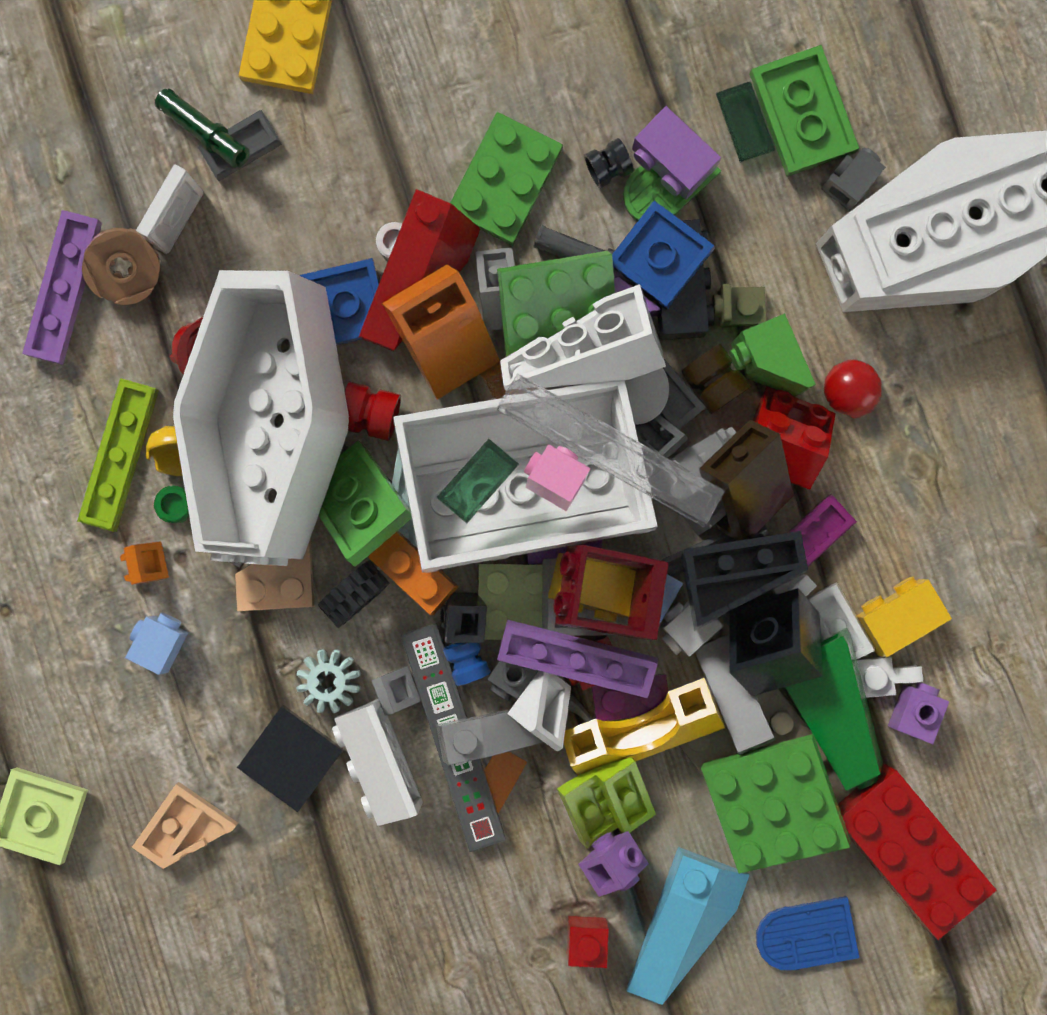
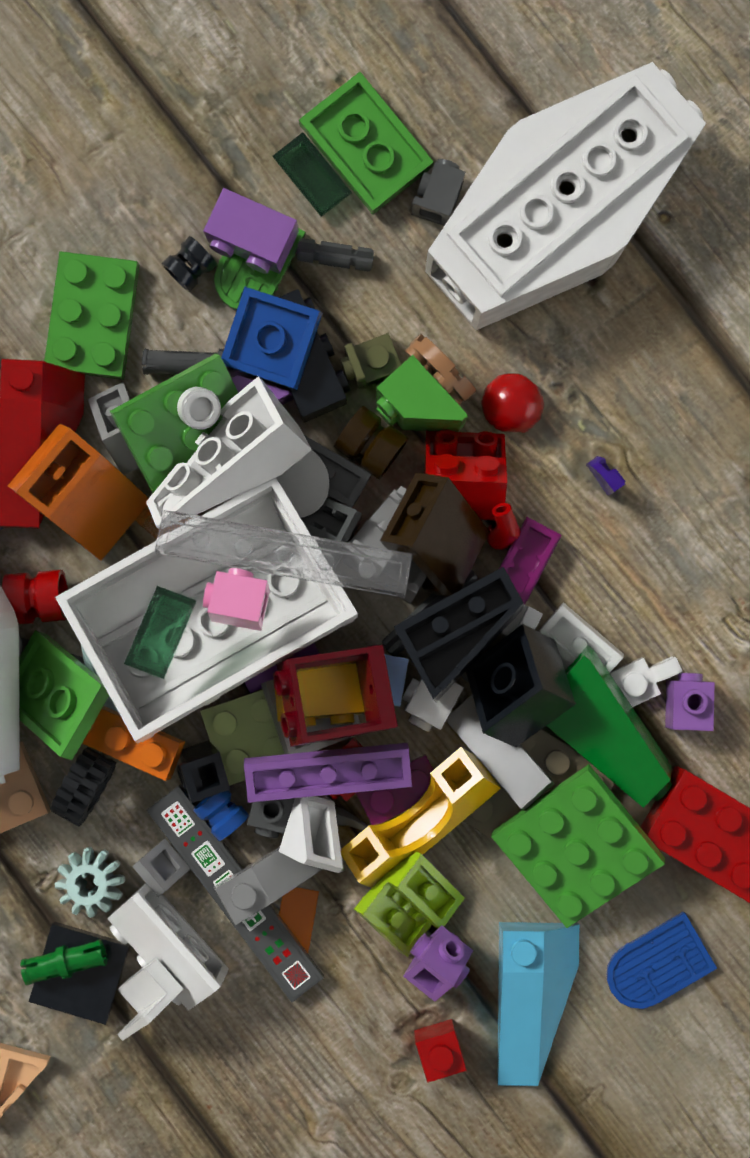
camera: 20 degrees left, 0 degrees up
(281, 743) = (63, 962): none -> green pin
(346, 799) = (148, 994): none -> white panel
(577, 294) = (199, 408): none -> white tile
(741, 200) = (335, 254): none -> dark grey axle
(804, 332) = (441, 368): none -> medium nougat plate
(810, 498) = (507, 527): none -> red arm
(903, 616) = (640, 613): yellow brick -> none
(914, 487) = (608, 479): none -> dark purple tile

